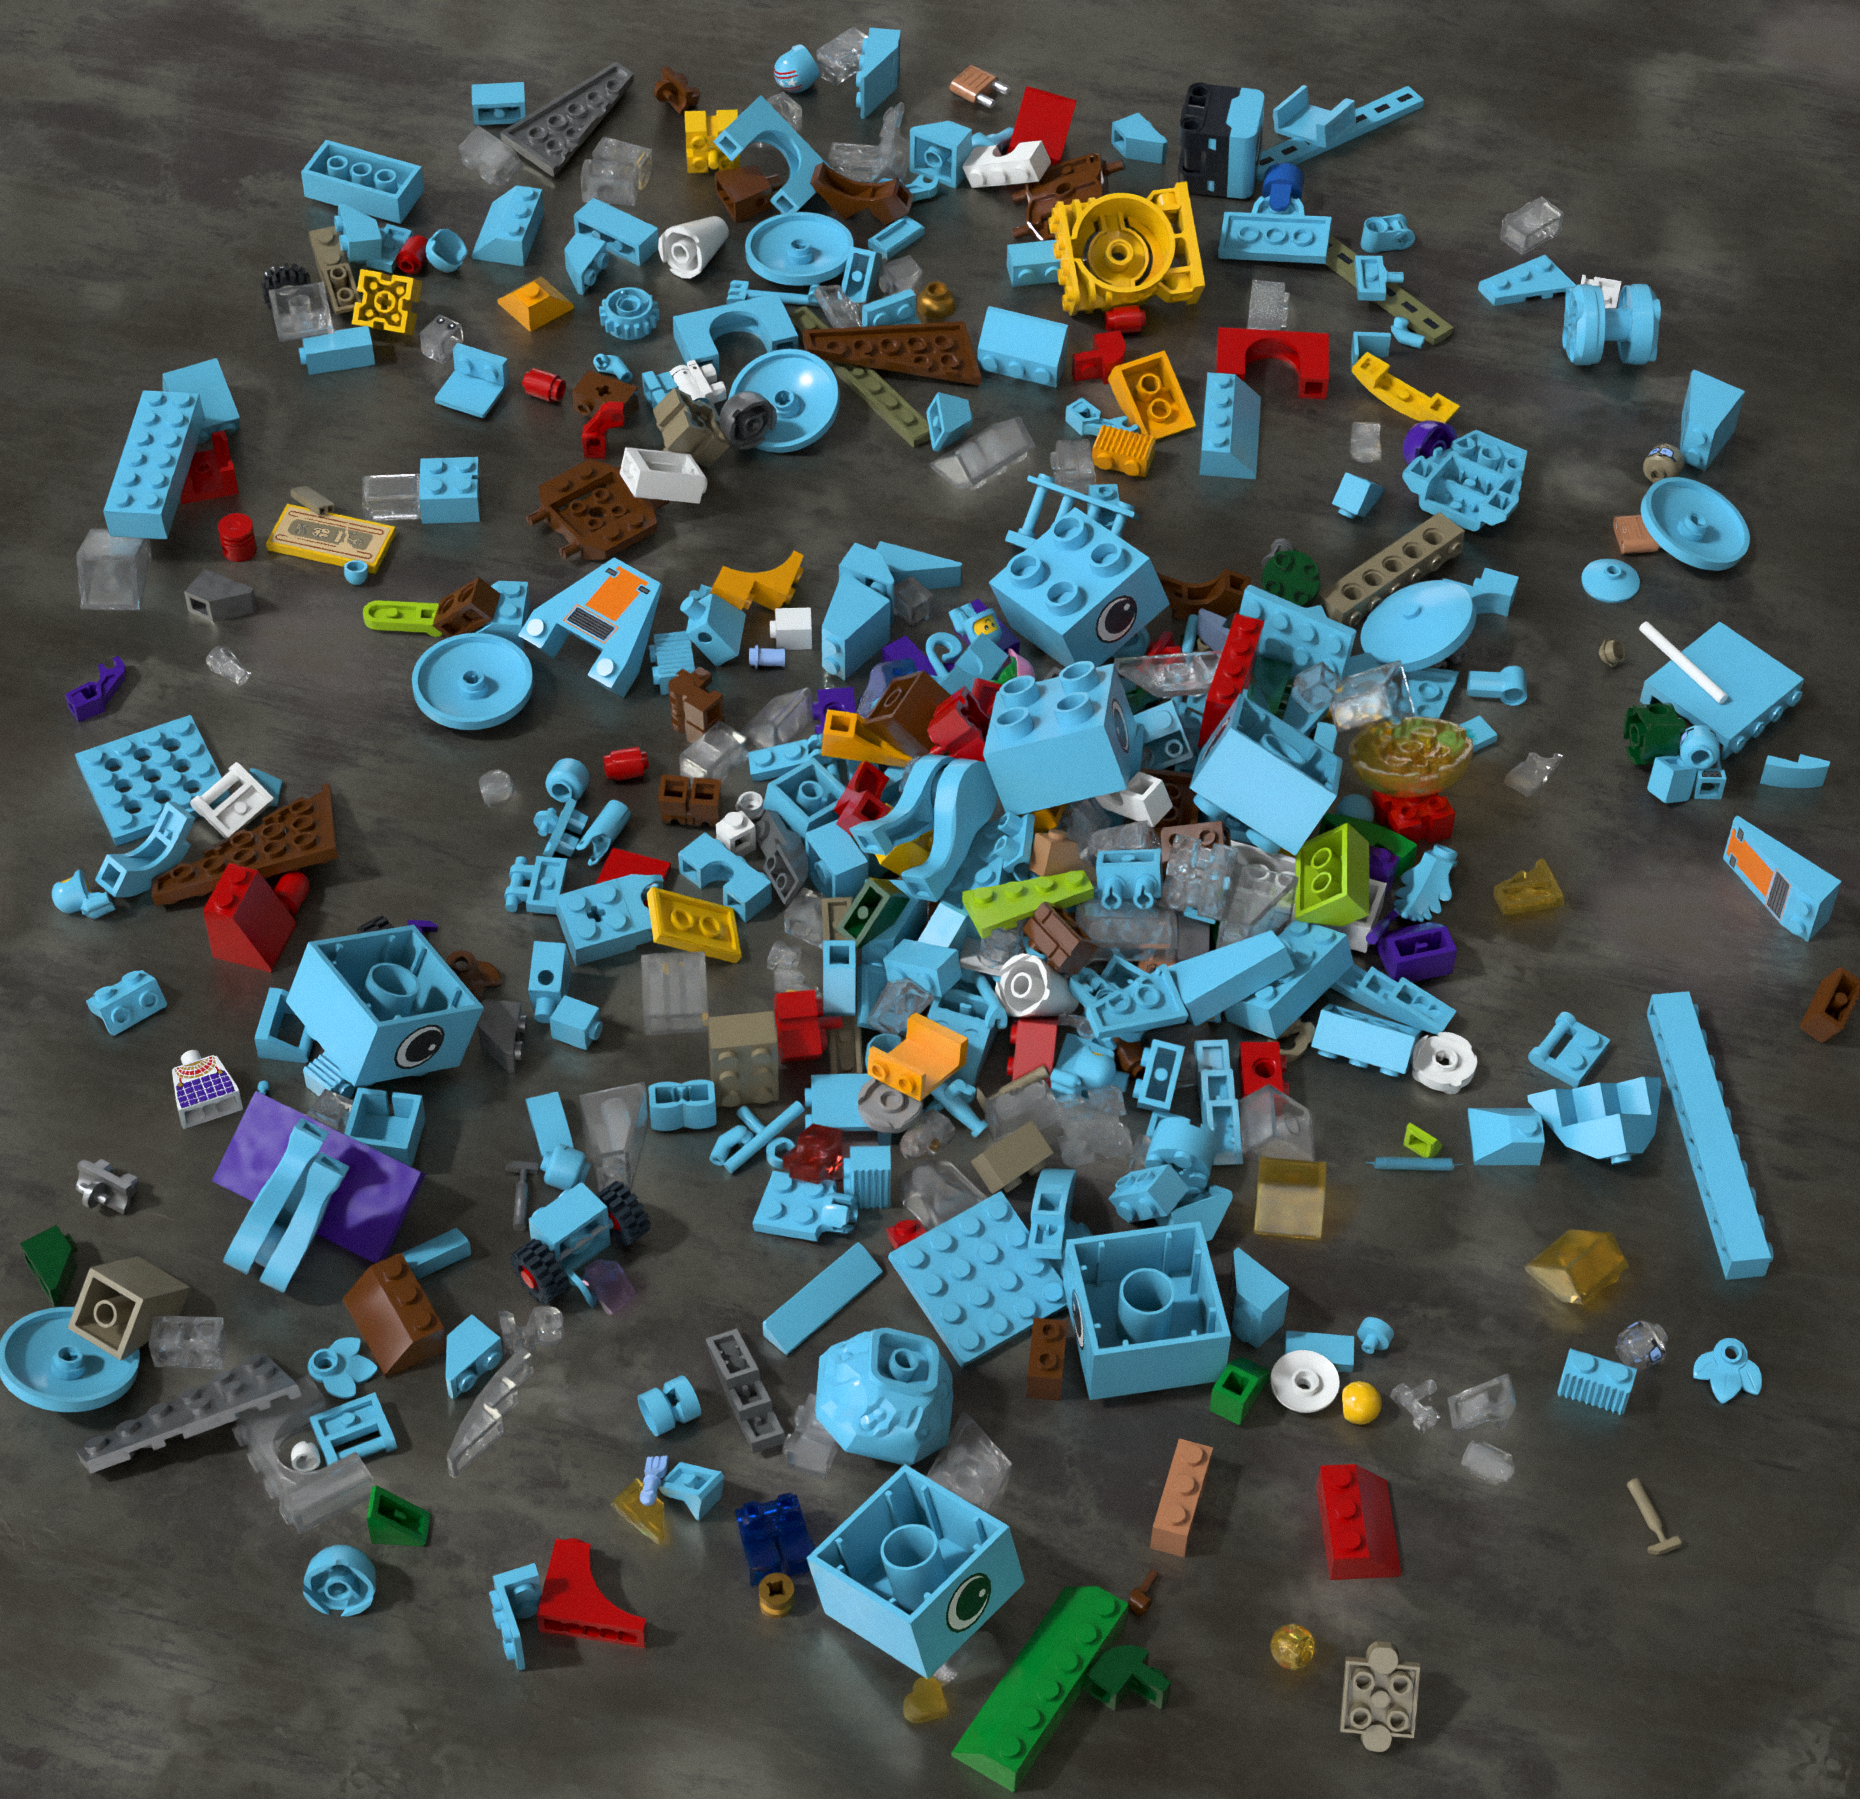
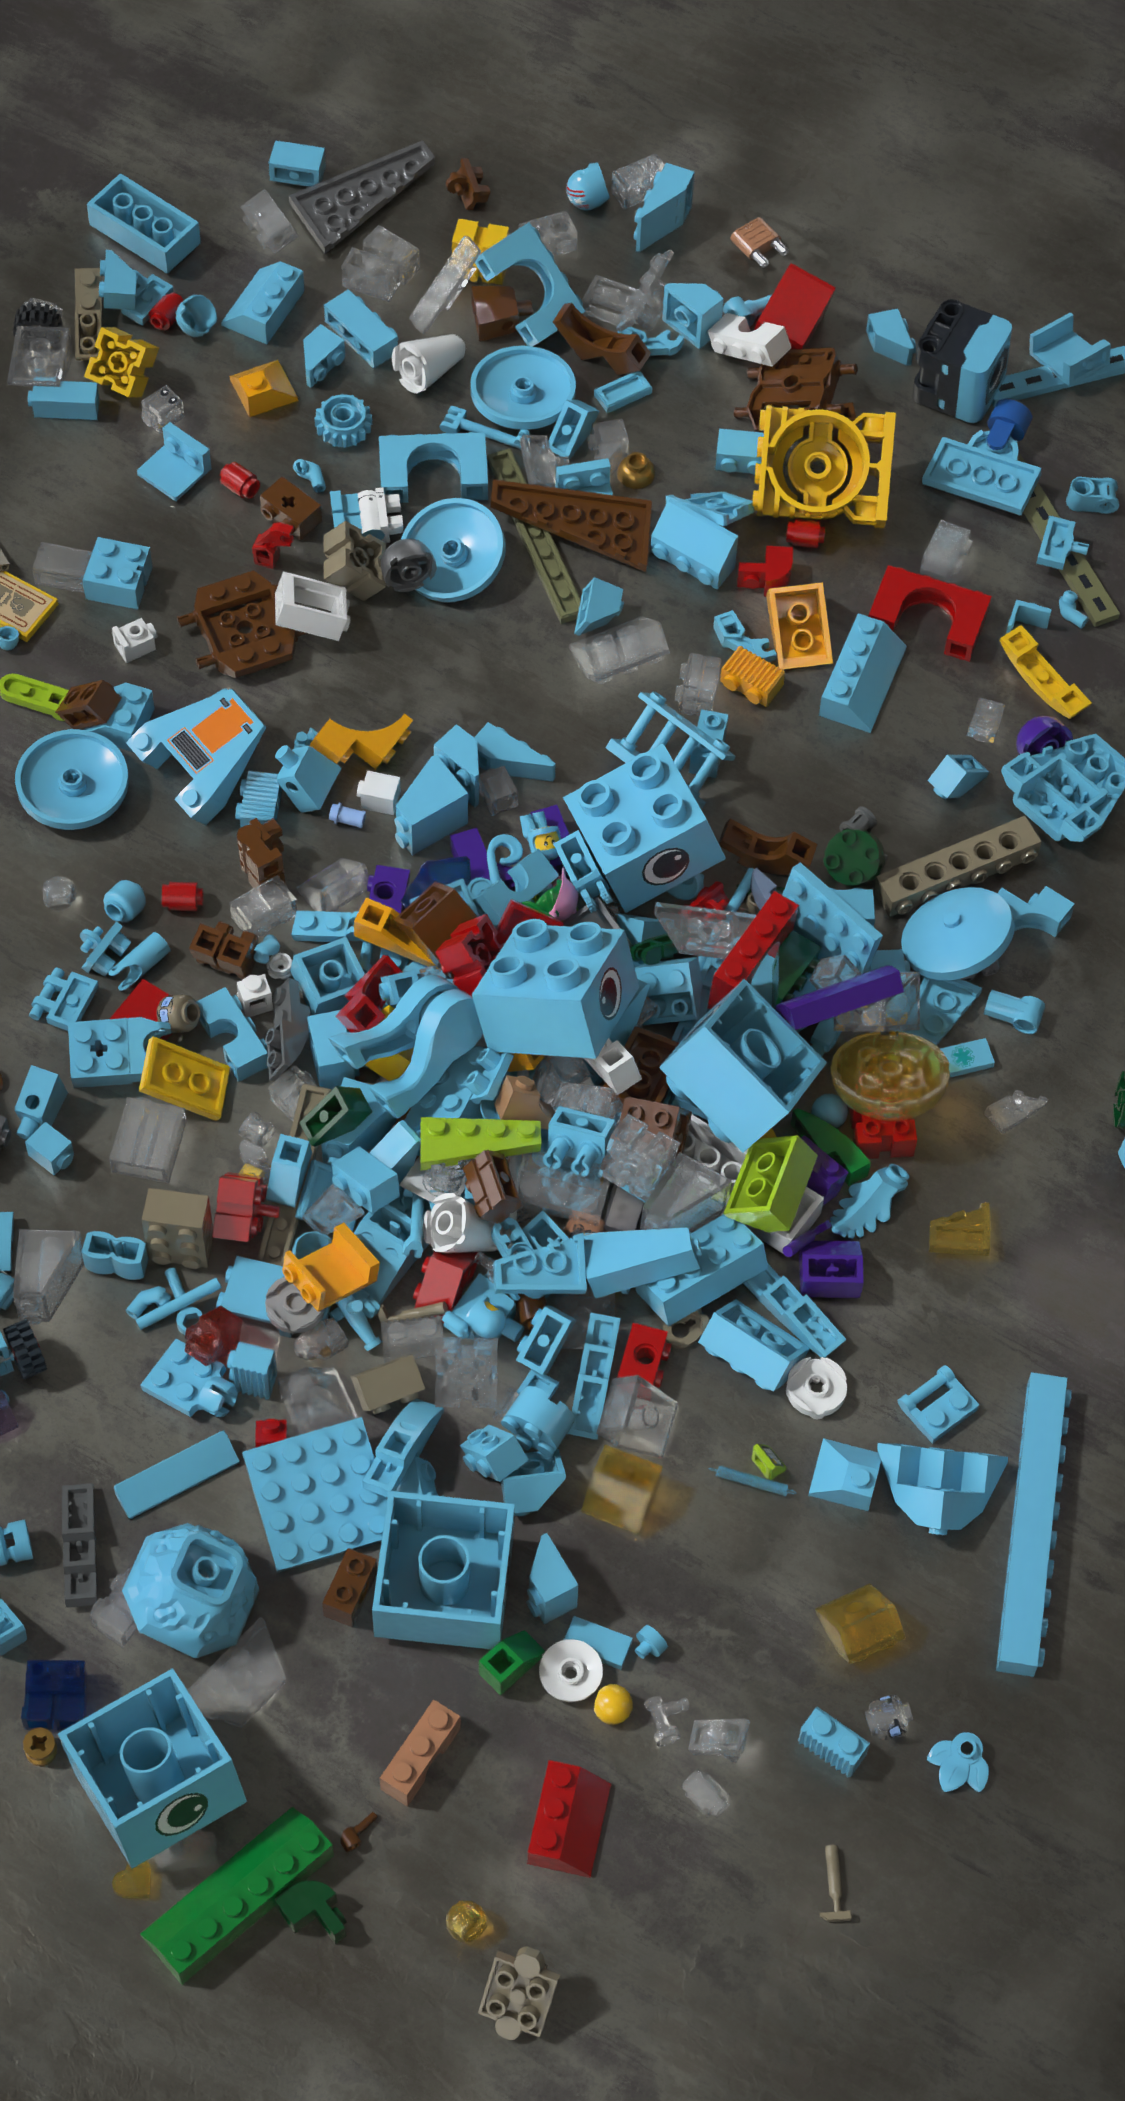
camera: 15 degrees right, 10 degrees up
(488, 546) = (134, 639): none -> white brick
(668, 862) = (179, 1011): none -> dark tan head
(691, 172) = (446, 285): none -> clear bracket
(731, 790) = (268, 947): none -> medium azure arm
(890, 782) = (396, 985): none -> medium azure brick
(1031, 642) = (583, 869): none -> medium azure hinge
(1041, 309) = (717, 506): none -> medium azure wing
(1340, 692) = (841, 997): none -> dark purple slope

